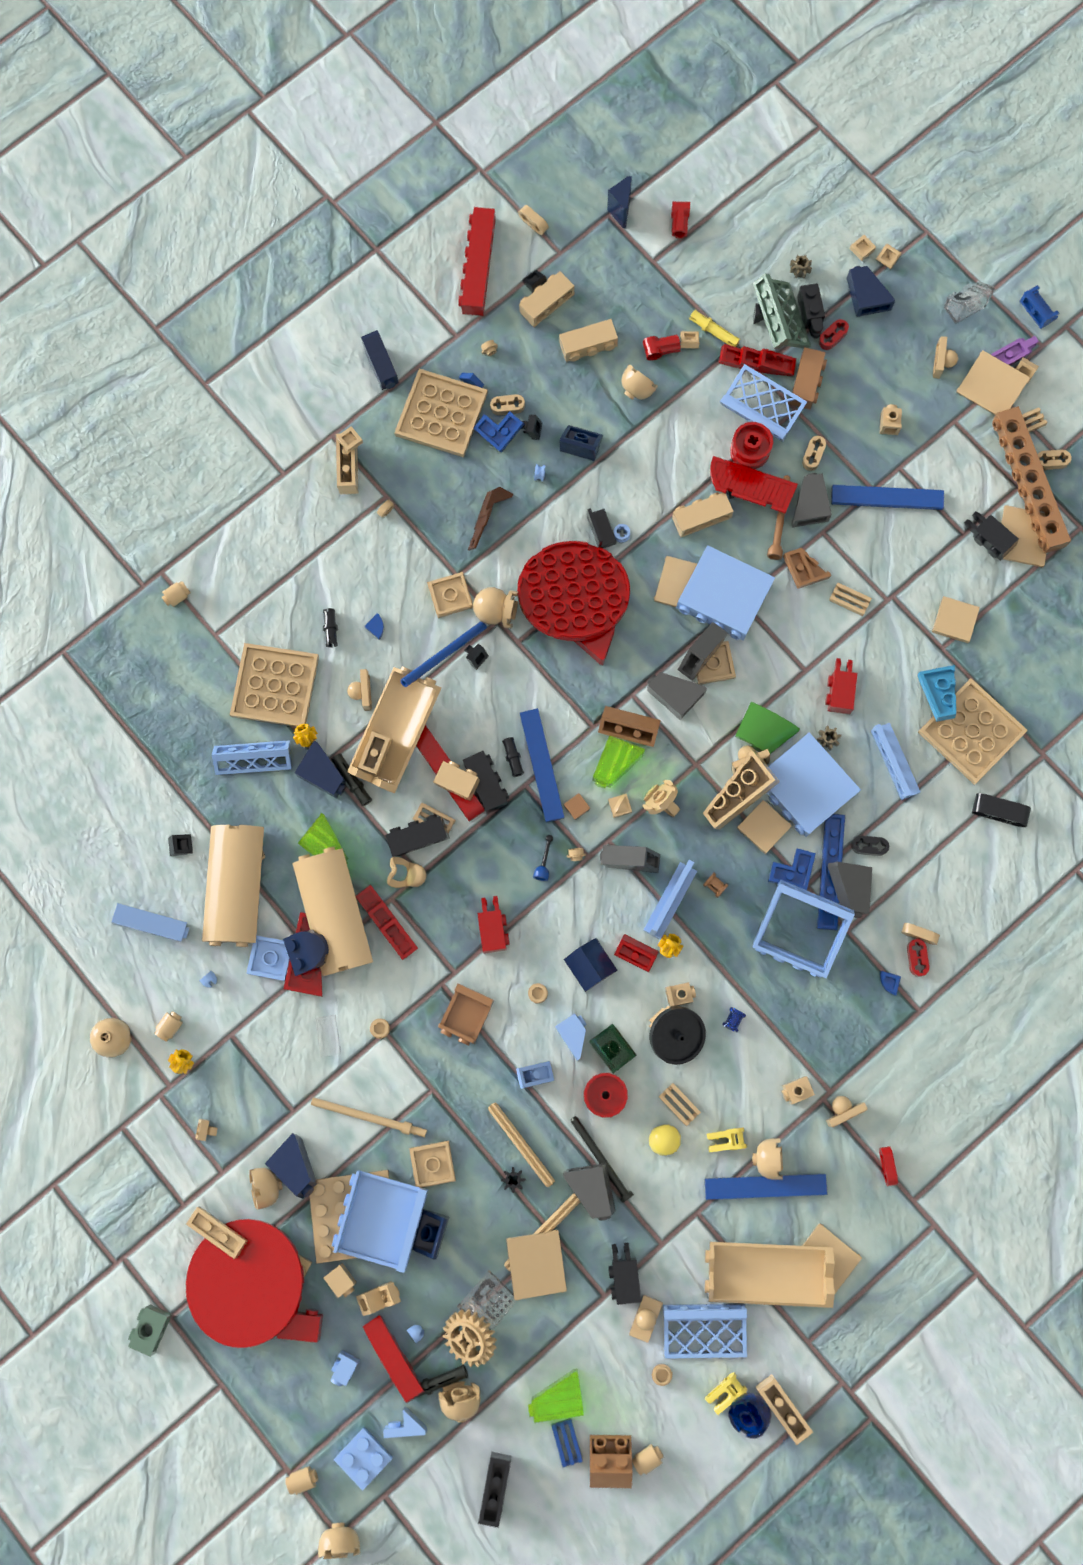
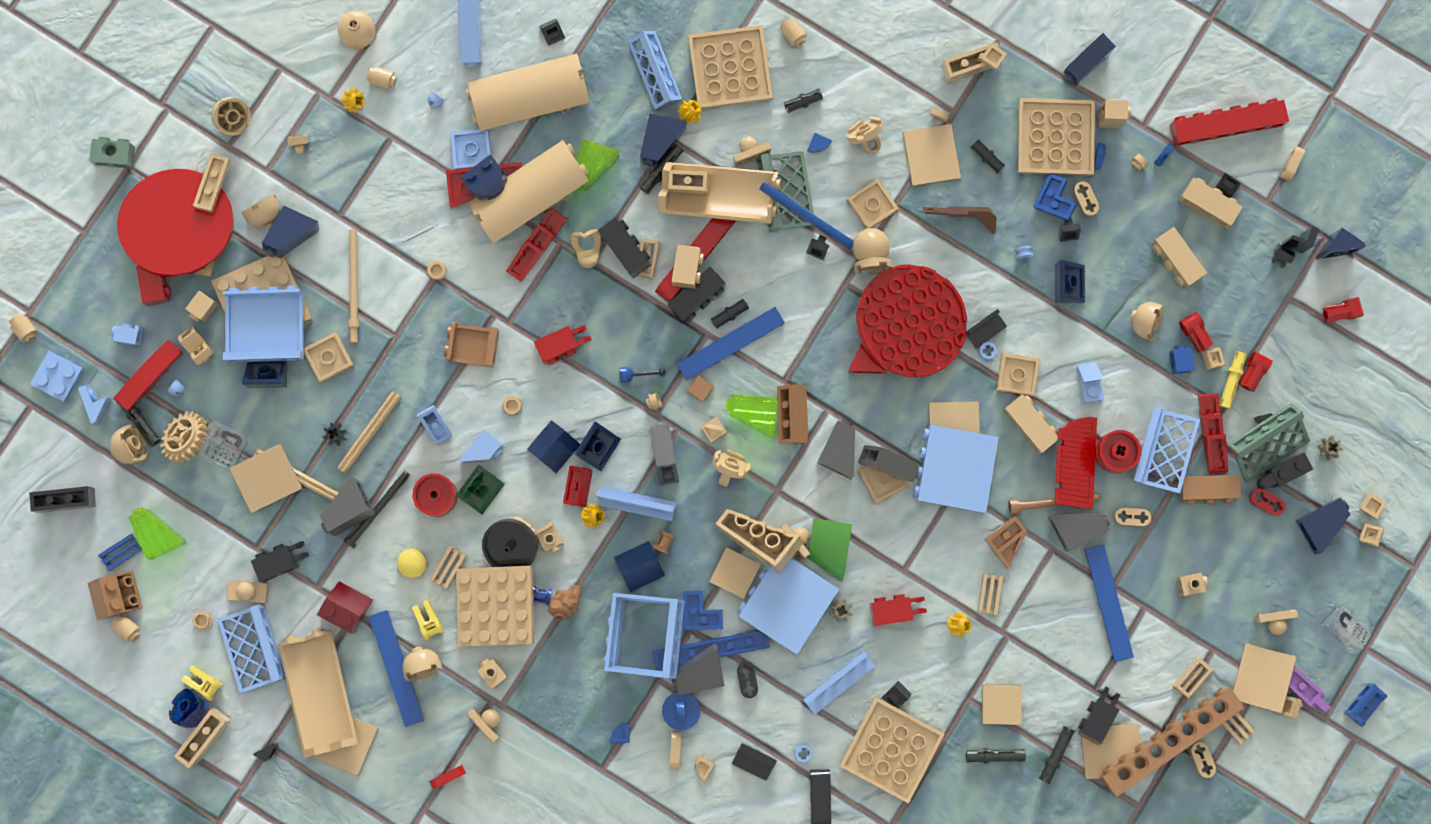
camera: 65 degrees right, 5 degrees up
(154, 1191) = (231, 116): none -> tan cylinder
(261, 616) = (793, 32): none -> tan brick
(379, 681) = (765, 164): none -> sand green fence
(380, 578) = (863, 133): none -> tan tile
(420, 528) = (931, 154): none -> tan piece
(437, 354) = (1113, 114): none -> tan brick
(439, 477) = (987, 156): none -> black pin
(488, 326) = (1163, 155): none -> blue tile
(603, 921) = (597, 446): none -> dark blue slope
(607, 229) = (1302, 243): none -> black panel
(612, 252) = (1283, 253): none -> black tile
(652, 513) = (1018, 374): none -> tan tile
(675, 451) = (1090, 382): none -> light blue slope
(683, 366) = (1182, 360): none -> blue brick
(691, 1220) = (345, 607): none -> dark red slope
(709, 305) = (1257, 367): none -> red piece
(731, 915) = (639, 566): none -> dark blue slope
(732, 1068) = (495, 606): none -> tan plate
(748, 997) = (565, 603): none -> medium nougat head
(815, 1346) = (266, 753): none -> black slope
(871, 634) = (959, 624): none -> yellow gear
(884, 917) = (681, 711): none -> blue tile
(913, 959) = (649, 750): red beam -> none
(921, 712) = (897, 695): none -> black slope
(940, 691) = (921, 706): dark azure wing -> none
(943, 912) = (703, 767): none -> tan tile
(948, 816) = (799, 749): none -> light blue bush
(949, 862) = (754, 761): none -> black panel
(966, 434) = (1182, 689): none -> tan tile
(1000, 646) = (995, 755): none -> pearl dark grey pin
(1014, 583) = (1056, 755): none -> pearl dark grey pin

